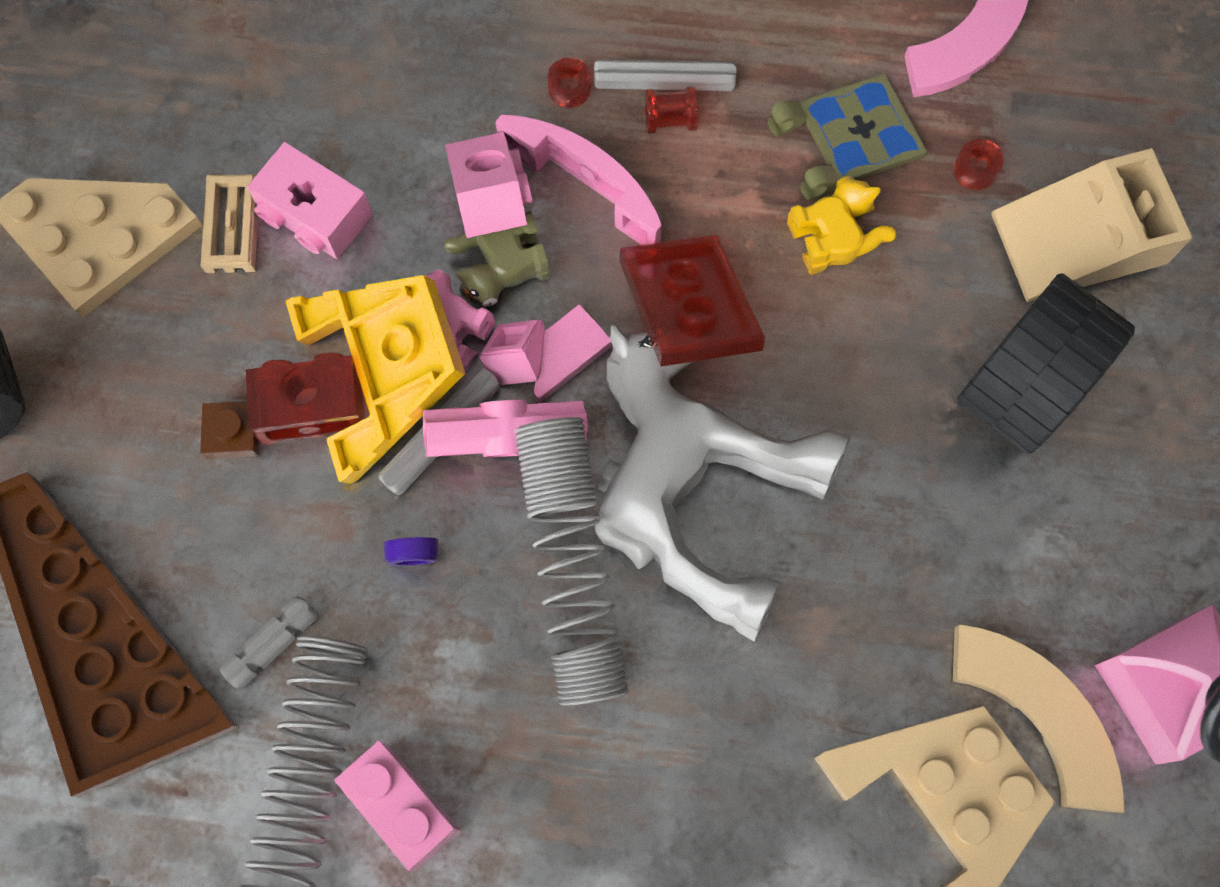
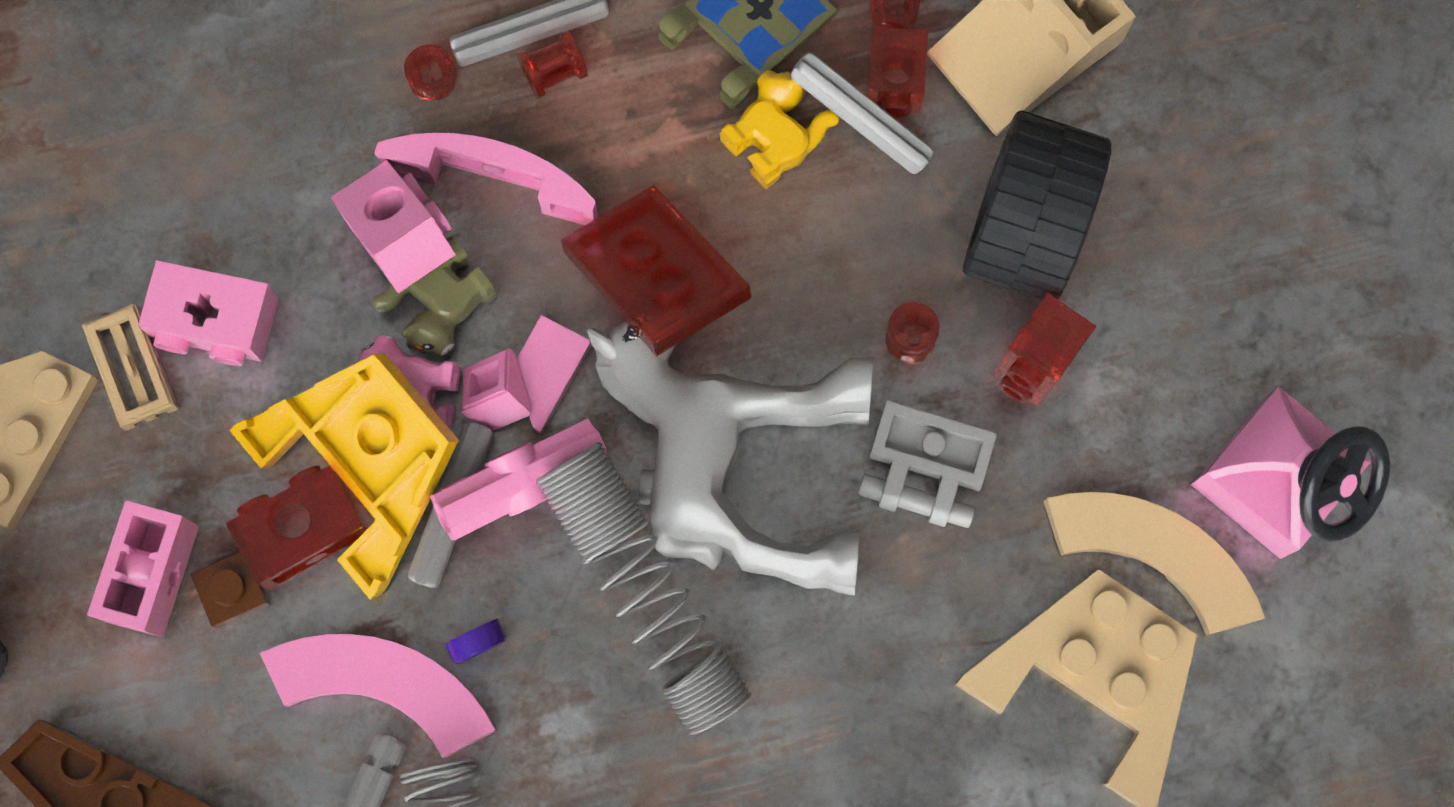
camera: 25 degrees left, 5 degrees up
(164, 382) = (143, 569): none -> bright pink brick
(325, 547) = (383, 672): none -> bright pink tile
(871, 540) = (930, 447): none -> light grey plate
(898, 421) = (925, 323): none -> clear red bush
(917, 237) = (861, 113): none -> light grey axle
(967, 199) = (901, 50): none -> clear red brick
(1003, 491) = (1042, 351): none -> clear red brick

